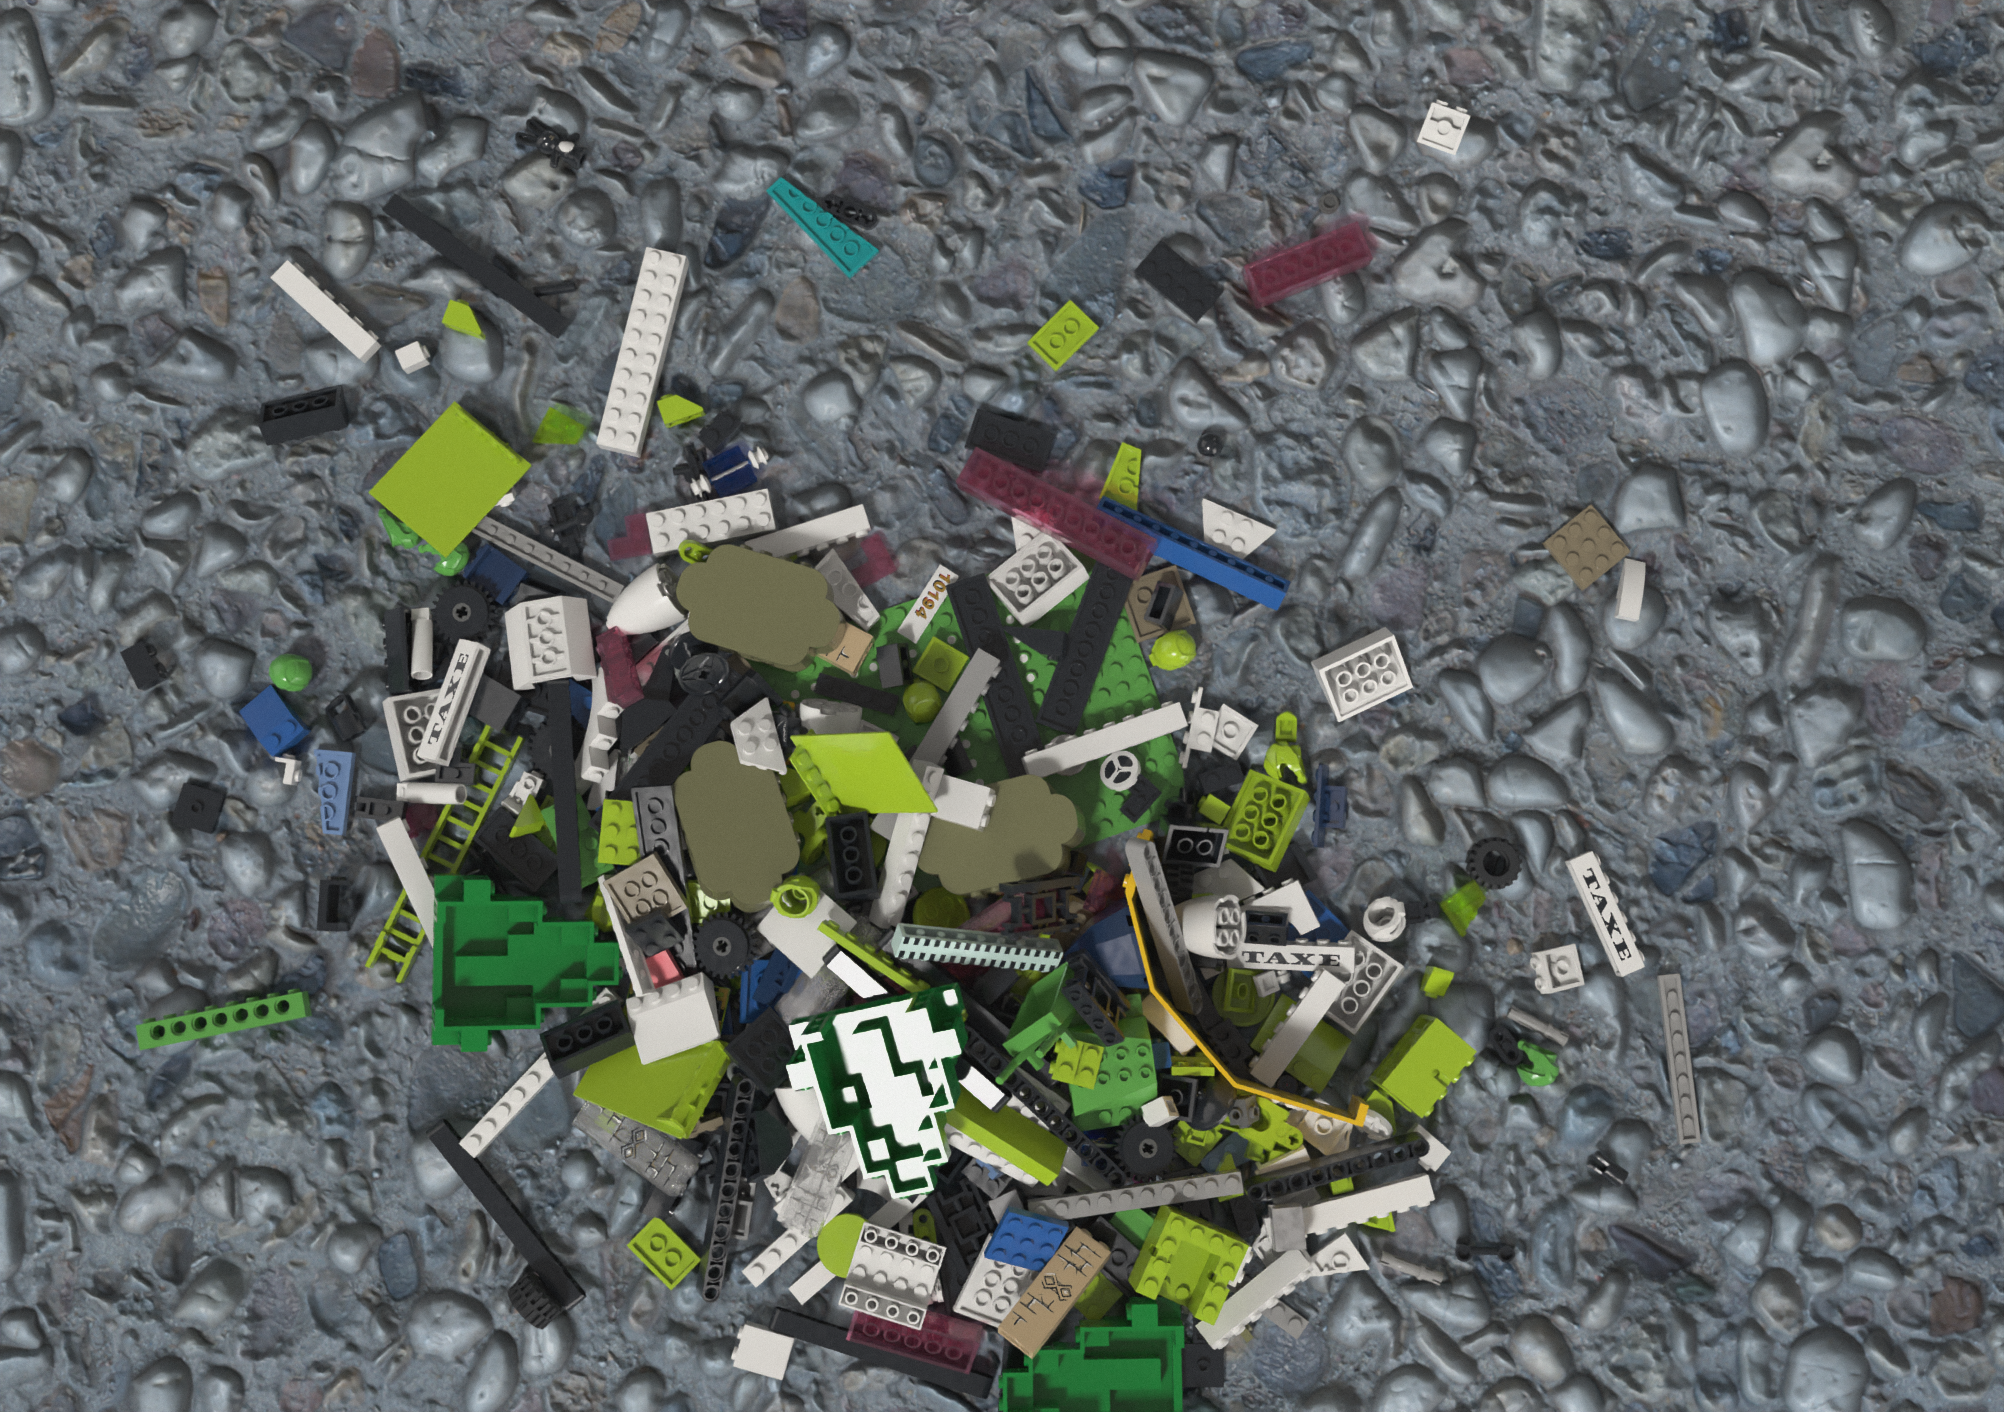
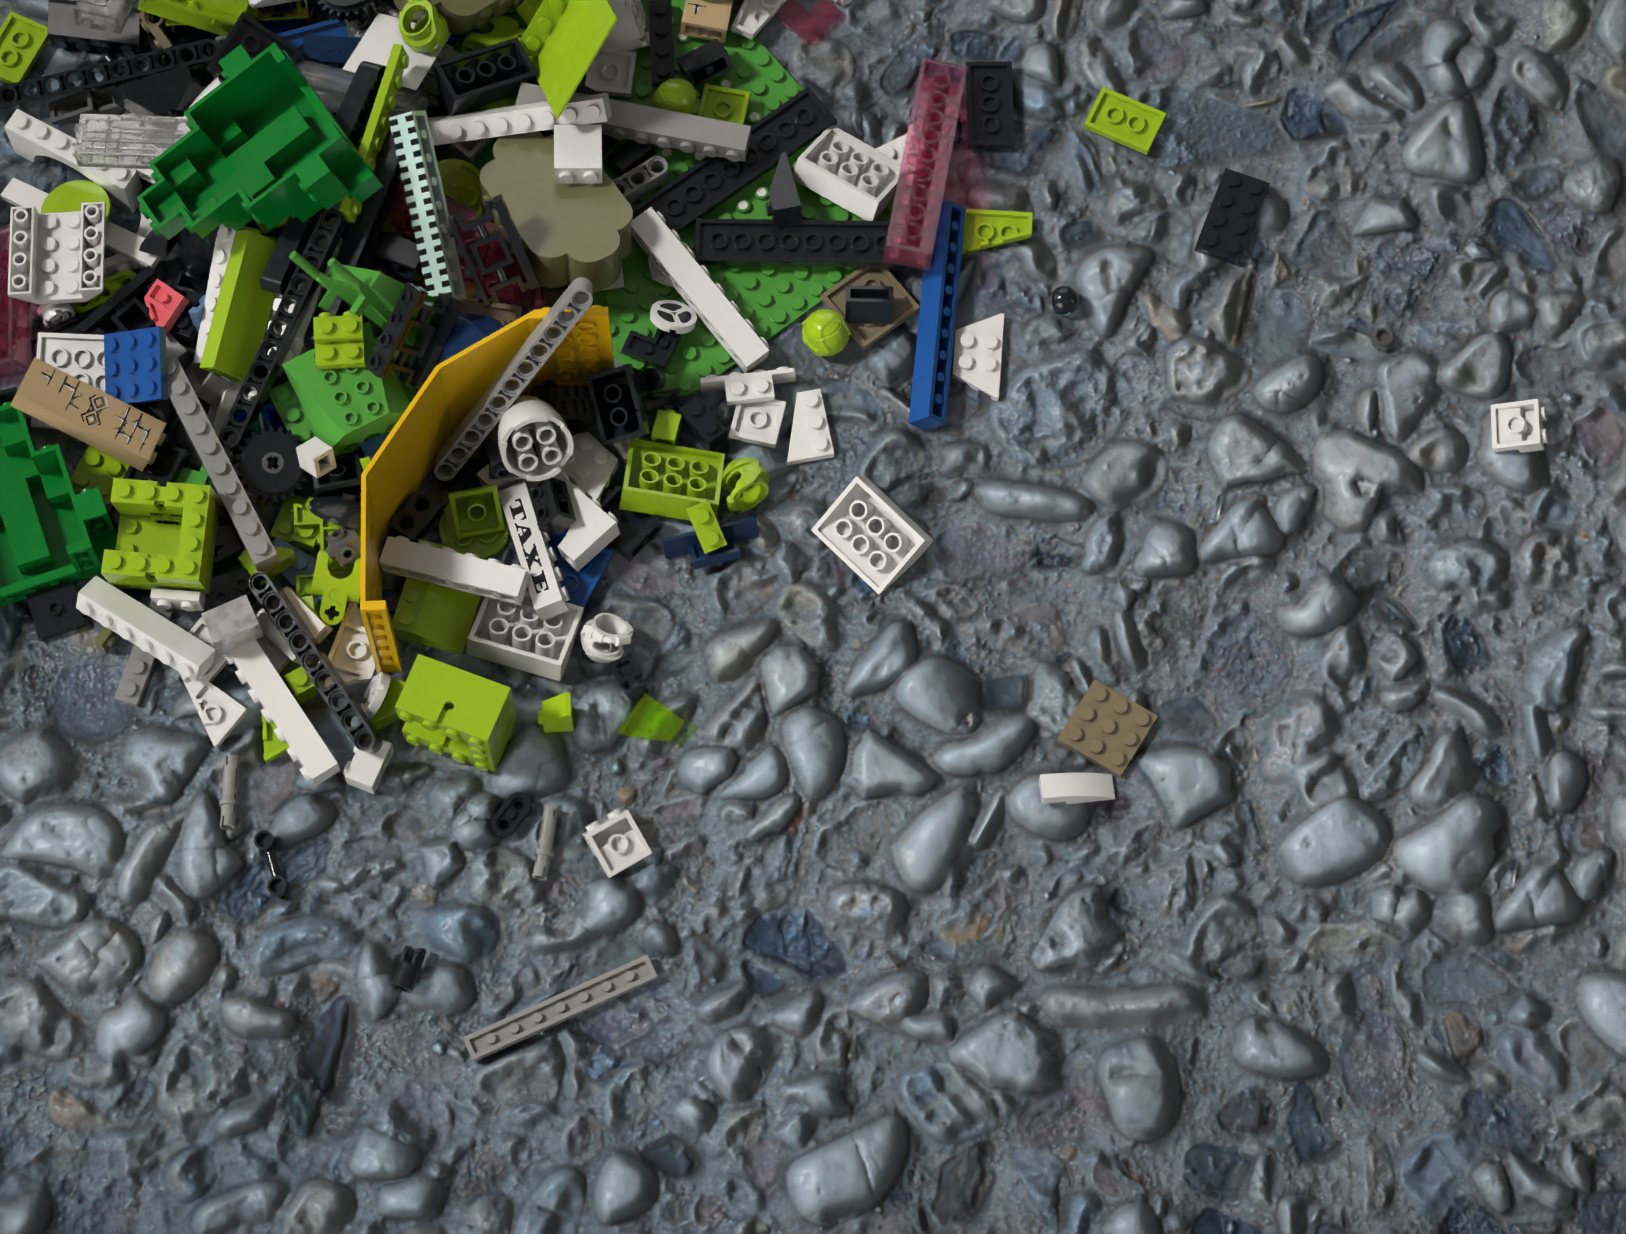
camera: 70 degrees right, 15 degrees down
(927, 604) = (782, 80): white sticker -> none
(971, 1196) = (164, 304): none -> coral wing
(978, 749) = (643, 173): none -> light grey beam
(1251, 692) = (810, 429): none -> white wing
(1269, 981) = (495, 539): white plate -> none
(1286, 727) = (784, 474): lime plate -> none
(1306, 265) = (1302, 332): clear pink brick -> none
(1320, 807) = (706, 526): none -> lime plate
(1510, 857) = (706, 716): black tyre -> none
(1544, 1068) = (502, 854): bright green helmet -> none
(1605, 914) = (697, 874): white brick -> none

